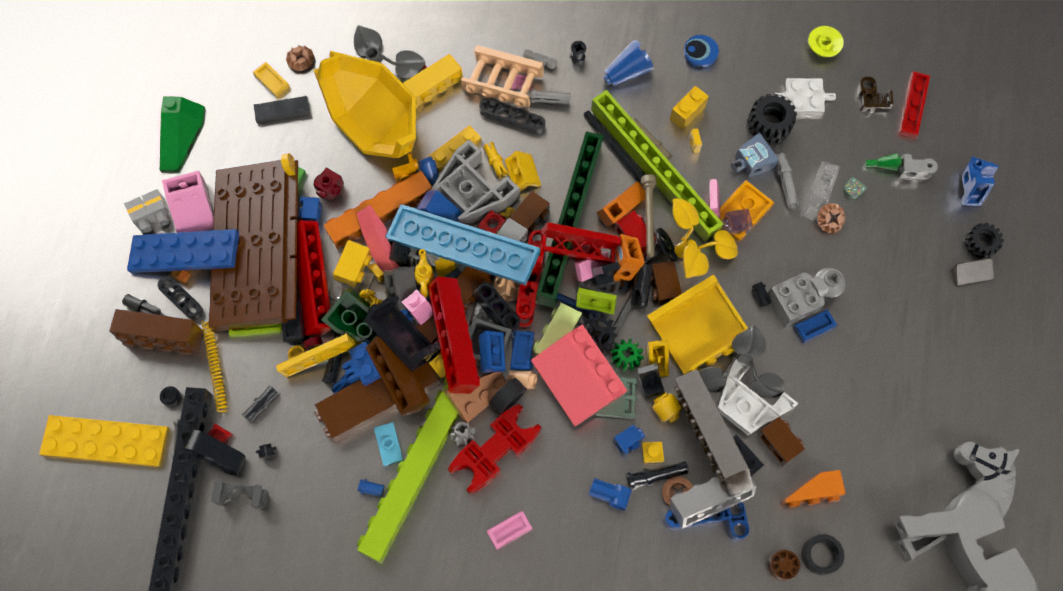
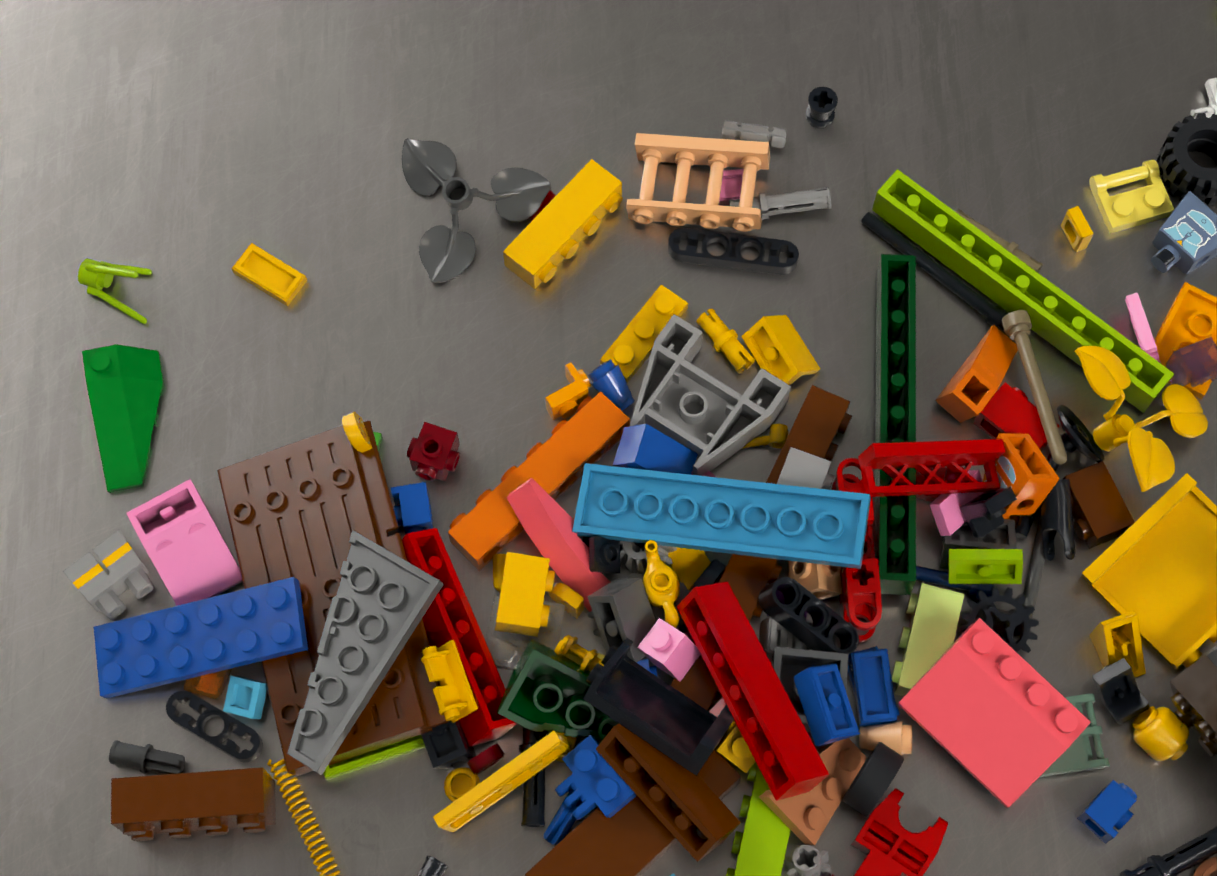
camera: 10 degrees left, 0 degrees up
(185, 62) = (101, 274): none -> lime plant
(199, 286) = (245, 697): none -> medium azure plate
(260, 267) = (363, 634): none -> dark grey wing
(281, 109) = (305, 327): black tile -> none
(301, 305) = (454, 693): none -> yellow hinge
(303, 63) = (321, 232): nougat gear -> none
(368, 104) = (476, 290): yellow panel -> none
(492, 218) = (755, 450): red brick -> none
(628, 65) = (921, 113): blue cone -> none
(634, 356) = (1071, 642): green gear -> none
(652, 452) = (1155, 823): yellow plate -> none
(688, 107) = (1049, 170): yellow brick -> none
(701, 51) = (1040, 59): tile -> none
(731, 135) = (1133, 206): none -> light yellow plate

